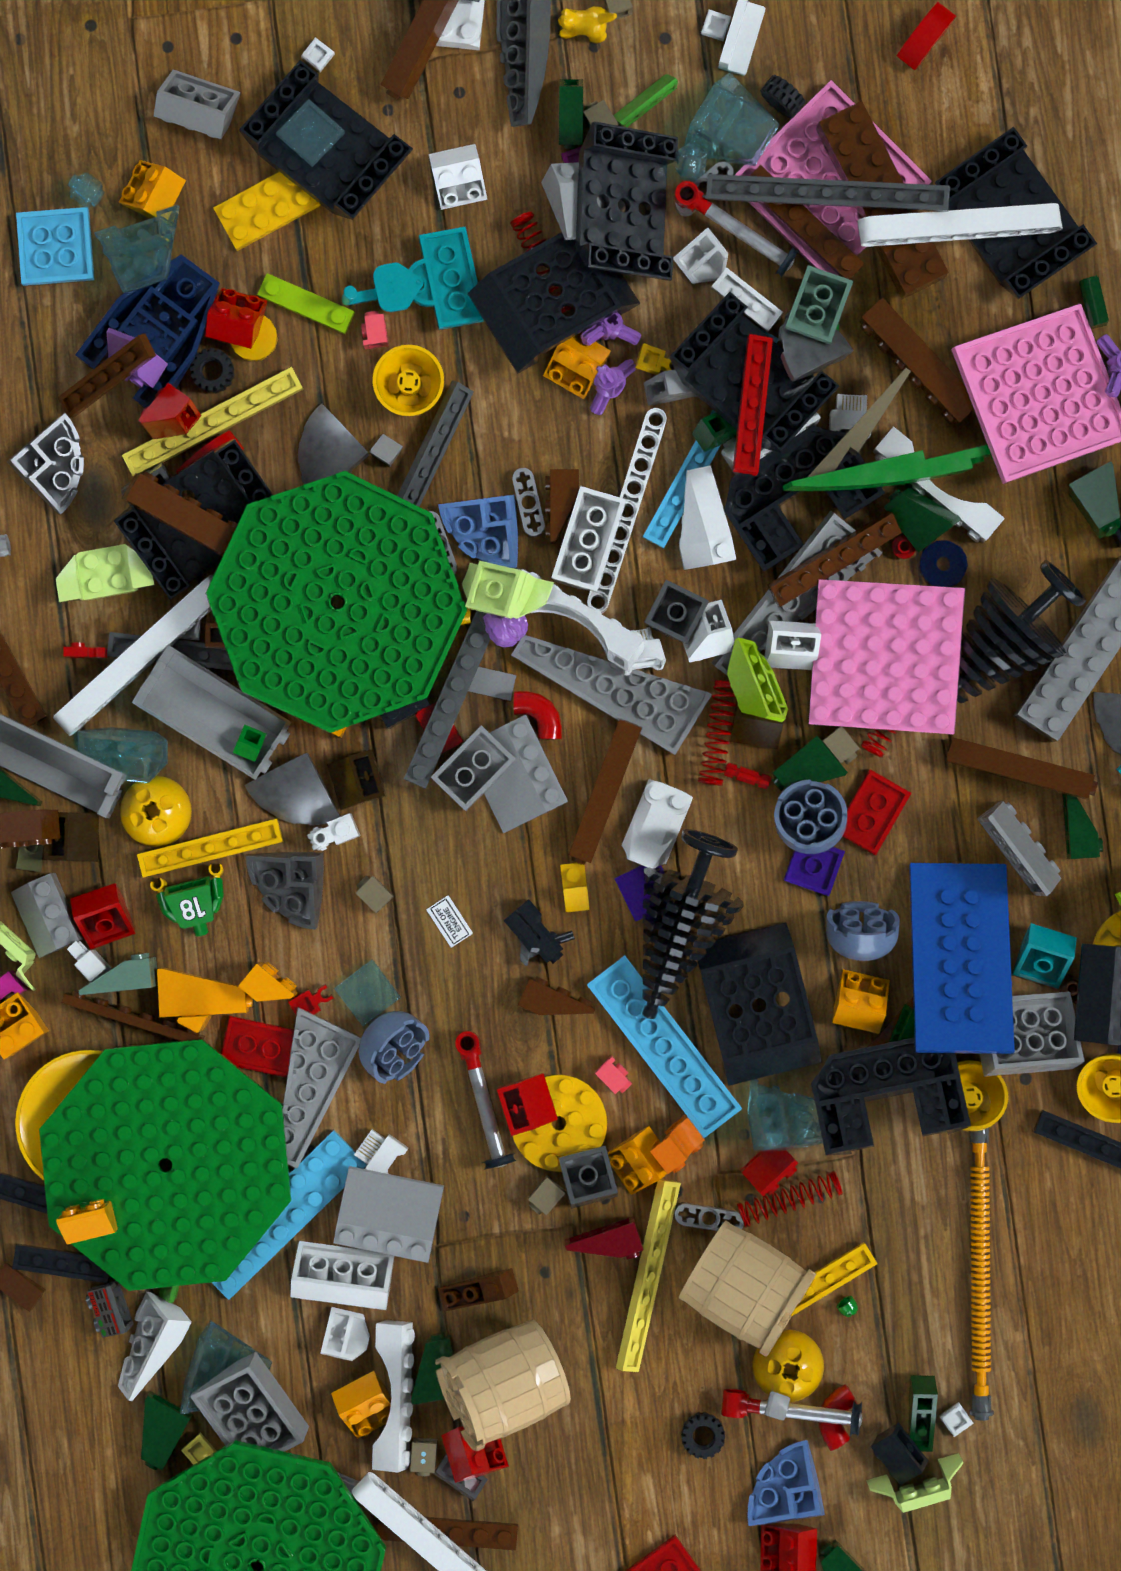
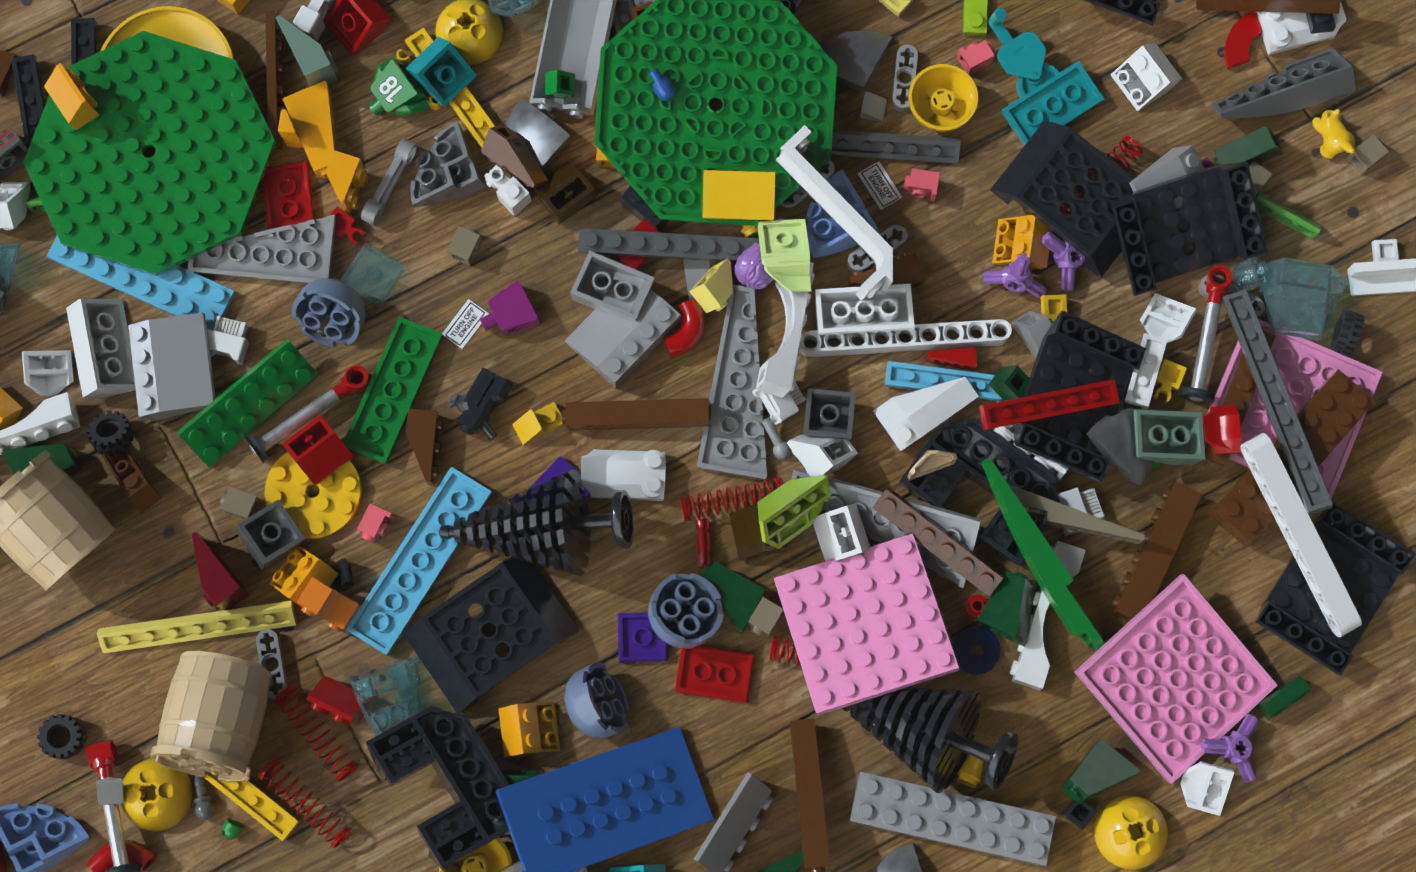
camera: 65 degrees right, 10 degrees down
(192, 853) = (441, 71): none -> teal slope
(284, 946) = (375, 206): none -> light grey piece
(303, 646) = (663, 86): none -> blue cylinder
(305, 814) = (511, 152): none -> reddish brown slope
(366, 398) = (904, 69): none -> light grey beam
(419, 1299) = (106, 423): none -> black tyre
(434, 614) = (738, 195): none -> yellow tile
(452, 1155) = (247, 403): none -> green plate
(454, 71) = (1239, 39): none -> red tile
(456, 874) = (510, 311): none -> magenta torso
(465, 474) = (879, 185): none -> white sticker
(482, 434) = (922, 183): none -> coral brick
(490, 1013) = (392, 390): none -> green plate
(508, 671) = (714, 287): none -> light yellow slope
(563, 506) = (841, 211): none -> white panel
(647, 1119) = (345, 575): none -> black slope
(665, 468) = (960, 358): none -> red slope
(685, 669) = (781, 449): none -> light grey bar
(759, 279) = (1169, 378): none -> yellow plate
(760, 537) = (930, 462): none -> tan slope
(812, 1261) = (268, 768): none -> red piece
(820, 1325) = (204, 809): none -> dark grey bar
(832, 252) = (1223, 429): none -> red slope
(1054, 615) = (970, 772): none -> yellow cone

